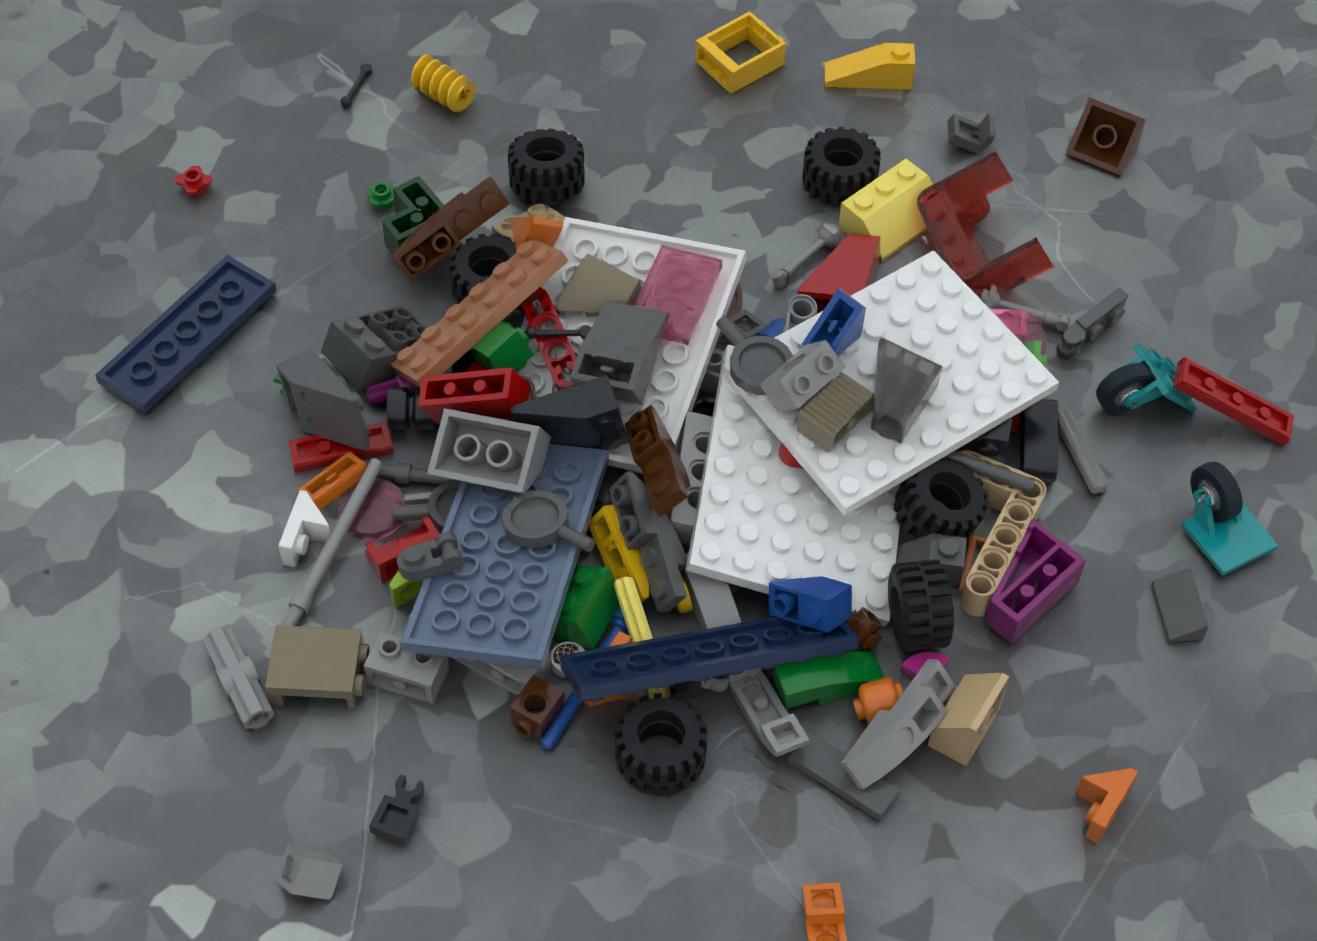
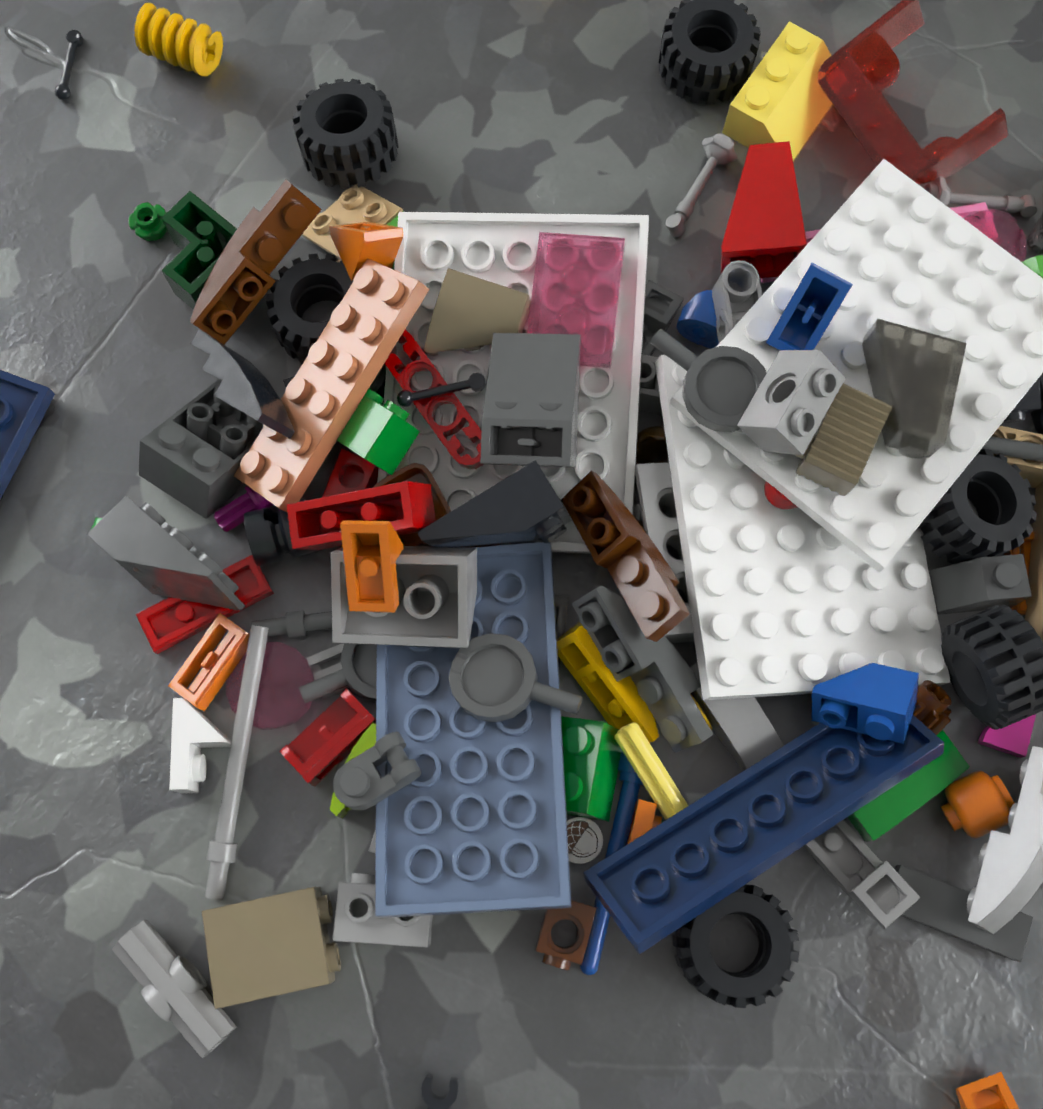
camera: 15 degrees left, 20 degrees up
(415, 303) = (243, 385): none -> slope
(469, 413) = (370, 565): none -> orange slope

